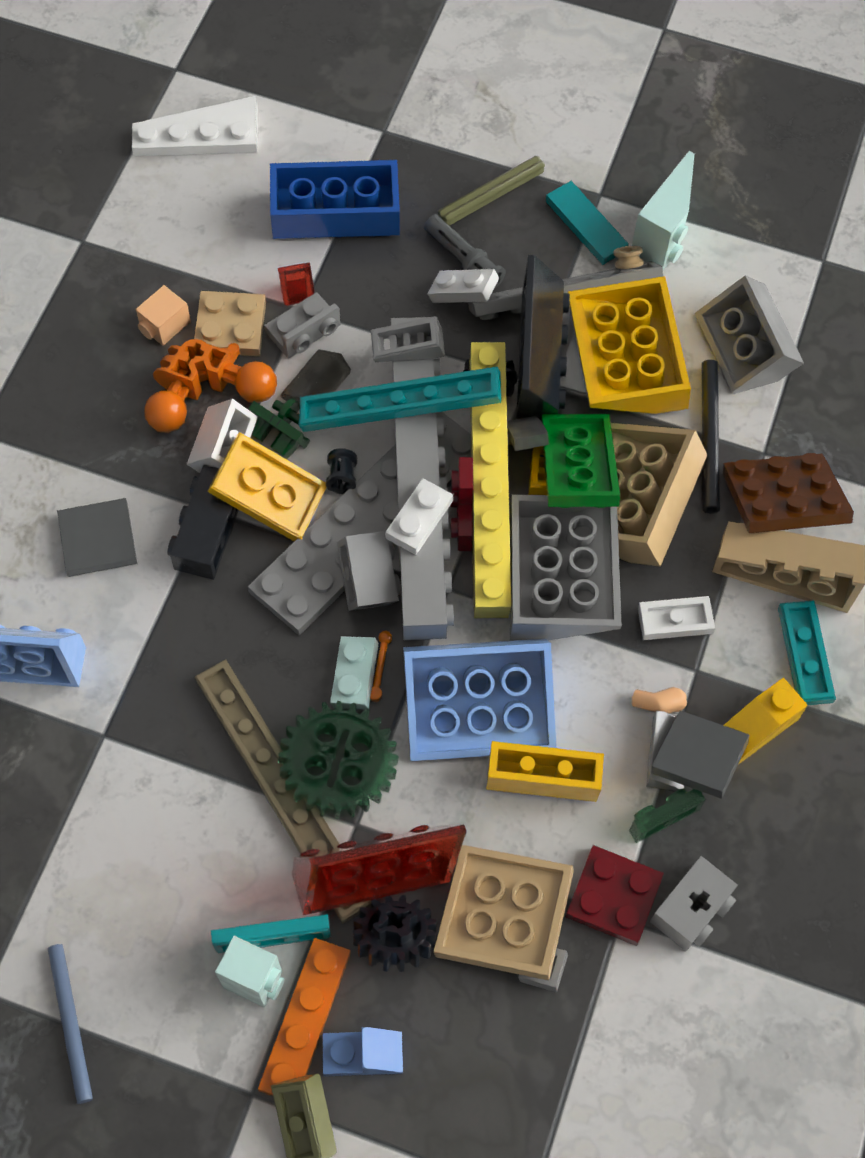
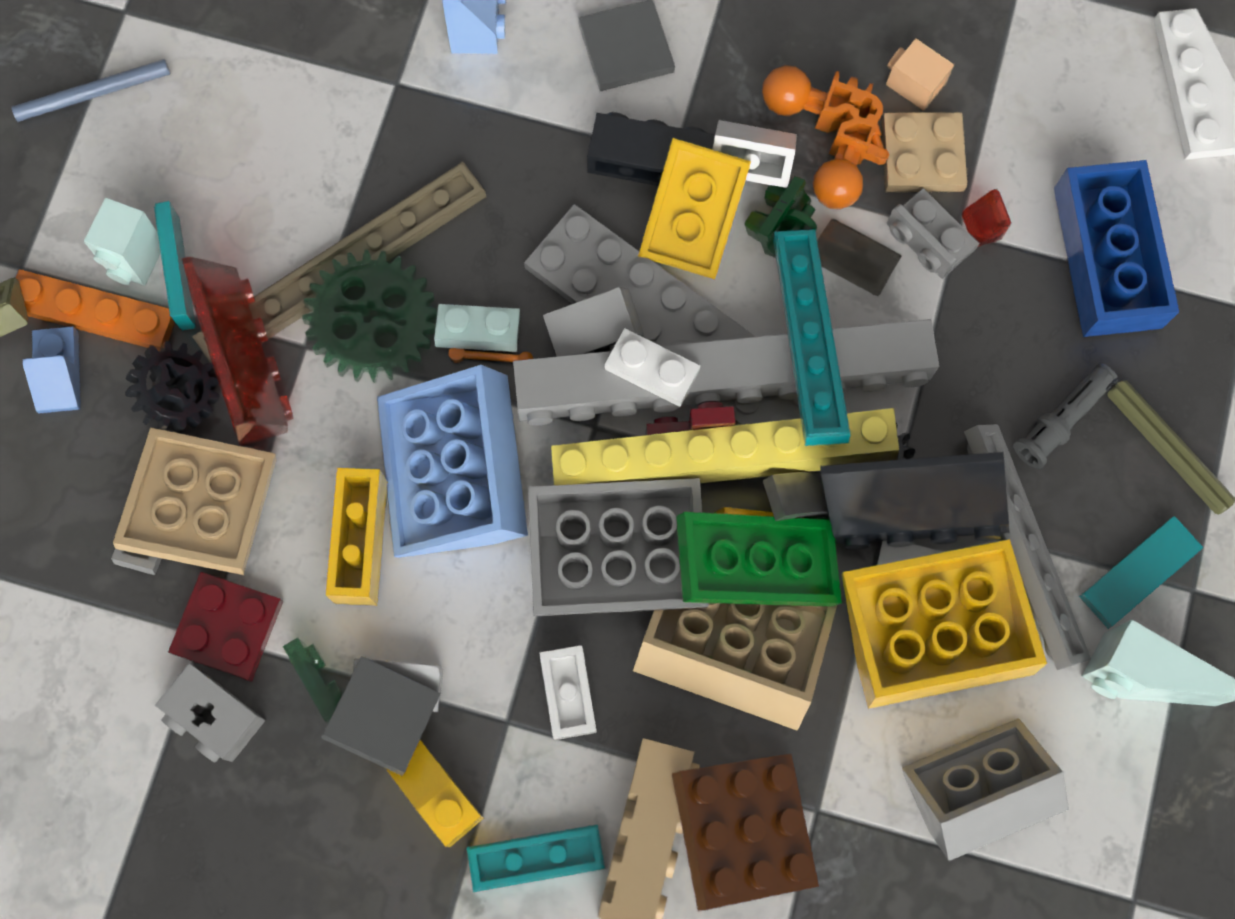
camera: 85 degrees right, 10 degrees up
(341, 471) = (730, 290): black bush -> none
(421, 350) = (901, 364): light grey slope -> none
(463, 286) = (1008, 414): white plate -> none
(628, 257) = (1087, 625): tan bush -> none
(667, 700) = (456, 675): light nougat arm -> none
(710, 437) = (832, 738): black piece -> none

